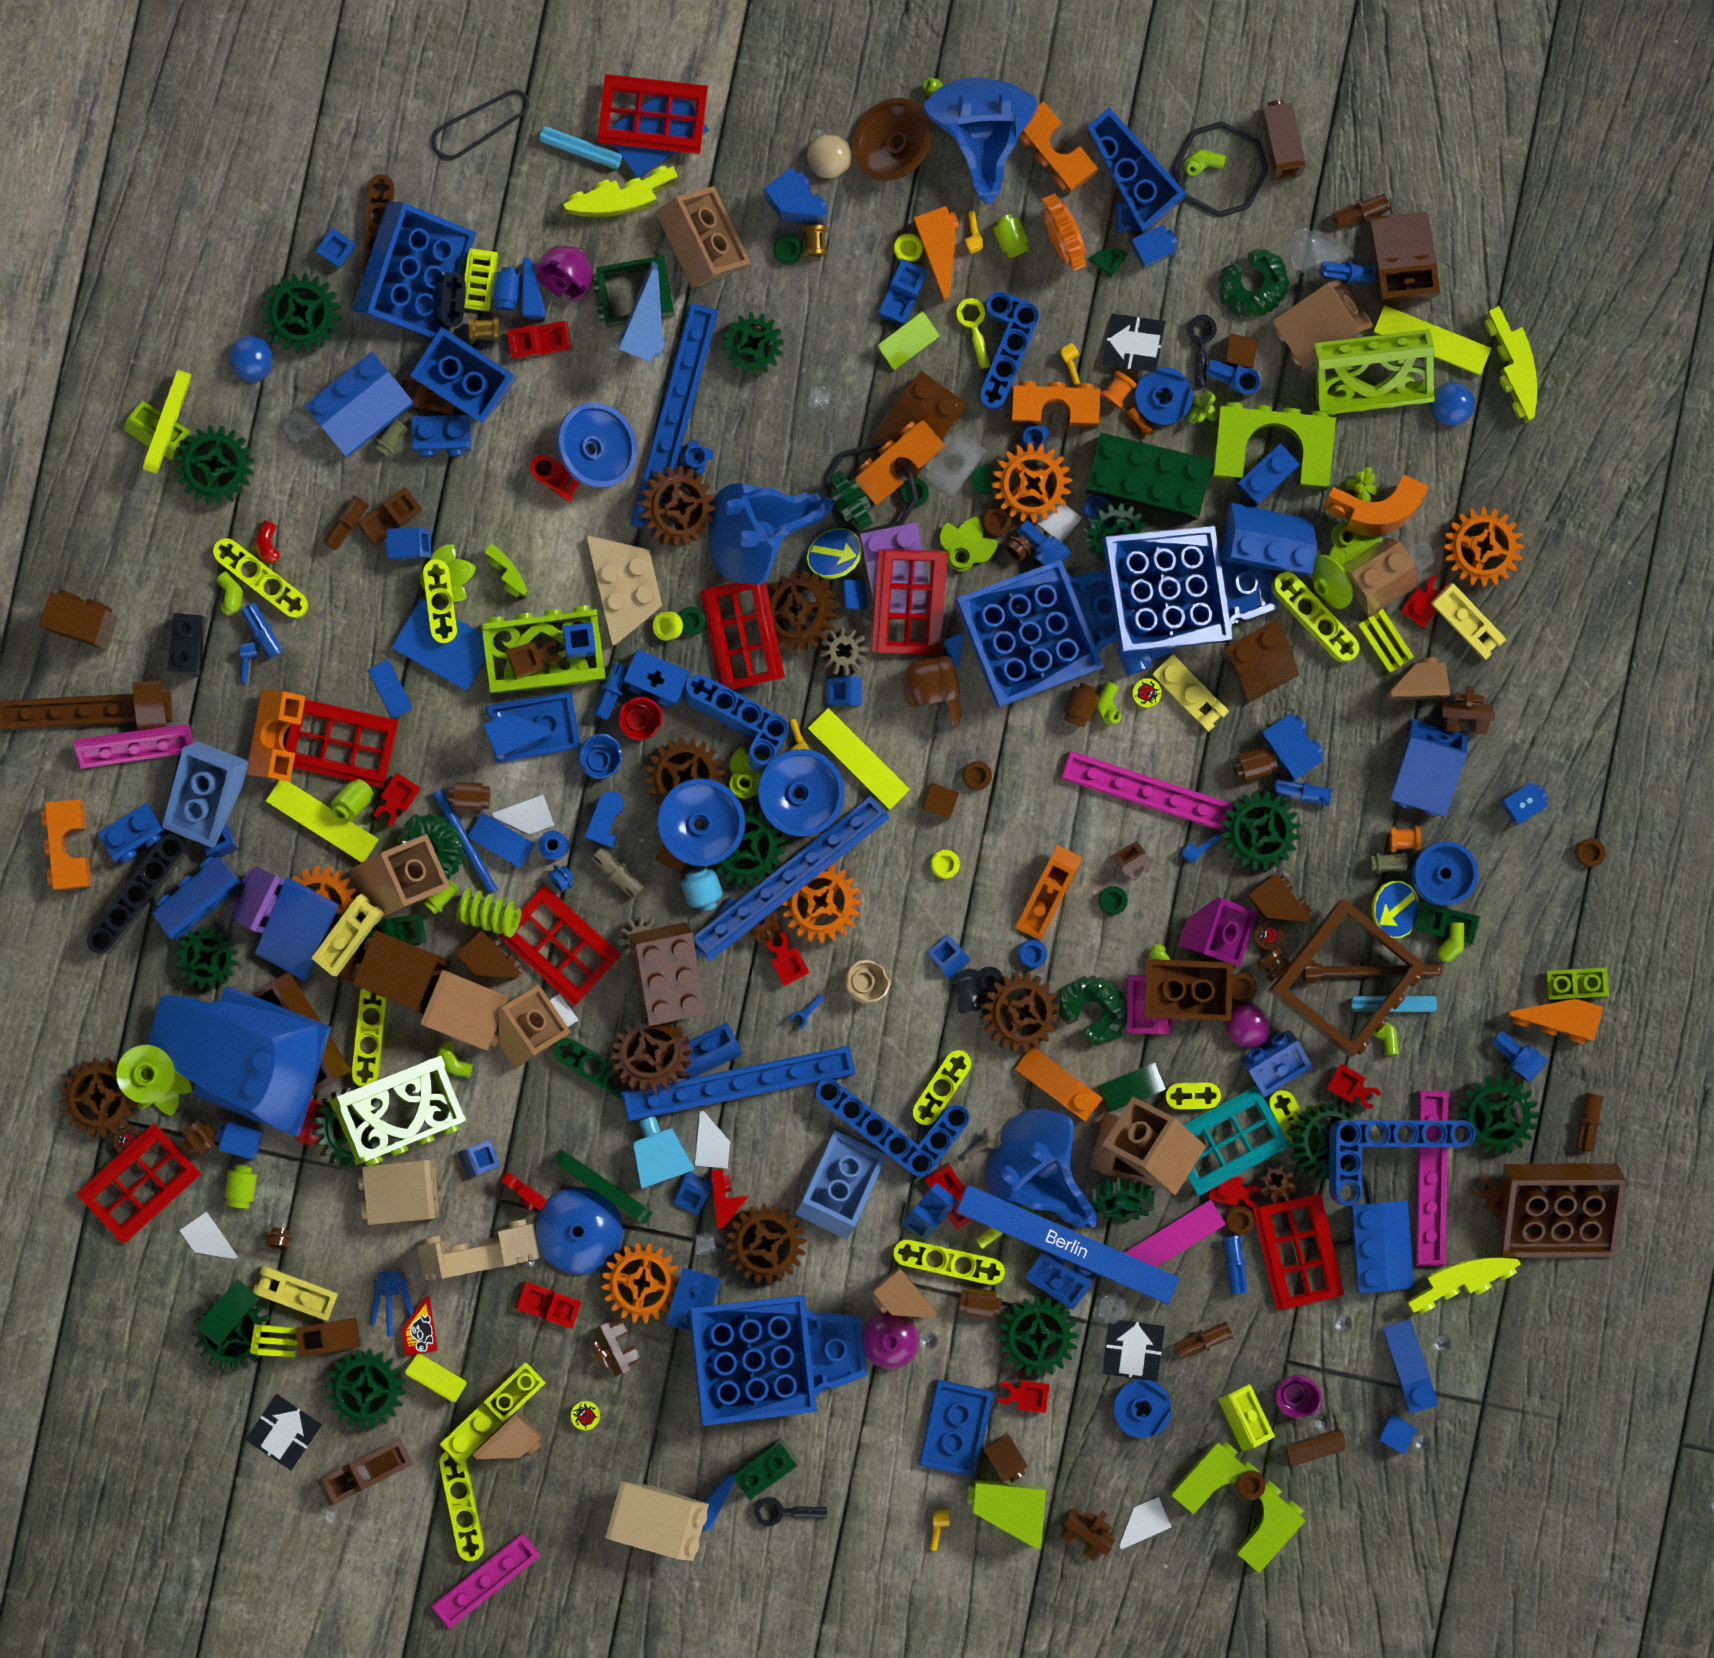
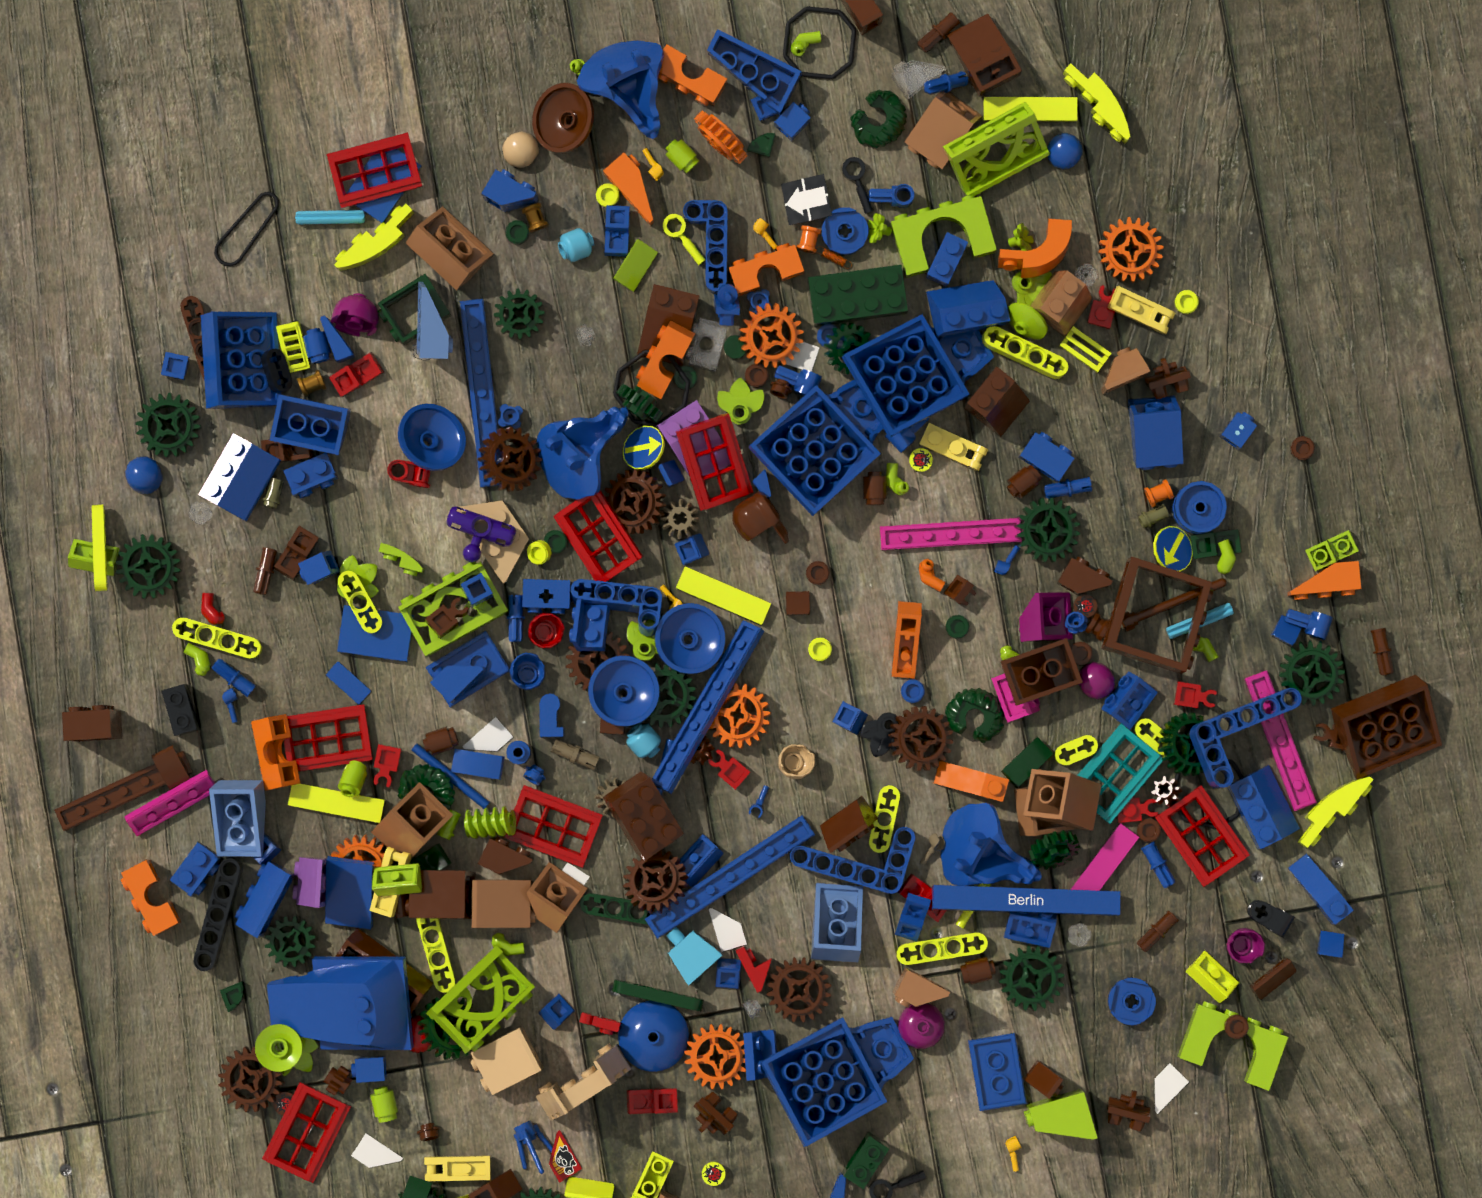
camera: 15 degrees left, 0 degrees up
(116, 994) = (232, 995): none -> dark green tile
(356, 935) = (397, 880): none -> lime slope
(591, 594) = (467, 521): none -> dark purple piece
(691, 733) = (589, 626): none -> blue bracket
(848, 290) = (575, 245): none -> medium azure head
(898, 1075) = (851, 821): none -> reddish brown slope
(994, 426) = (726, 304): none -> blue hips
(1030, 1395) = (1043, 1026): red plate -> none
(1102, 829) = (928, 576): none -> orange arm
(1134, 1350) = (1107, 959): sticker -> none
(1241, 351) = (889, 174): reddish brown slope -> none
(1250, 943) = (1076, 617): none -> blue plate
(1343, 1378) = (1273, 918): none -> black piece
(1487, 1055) = (1286, 632): none -> blue slope
(1523, 632) = (1186, 302): none -> neon yellow tile

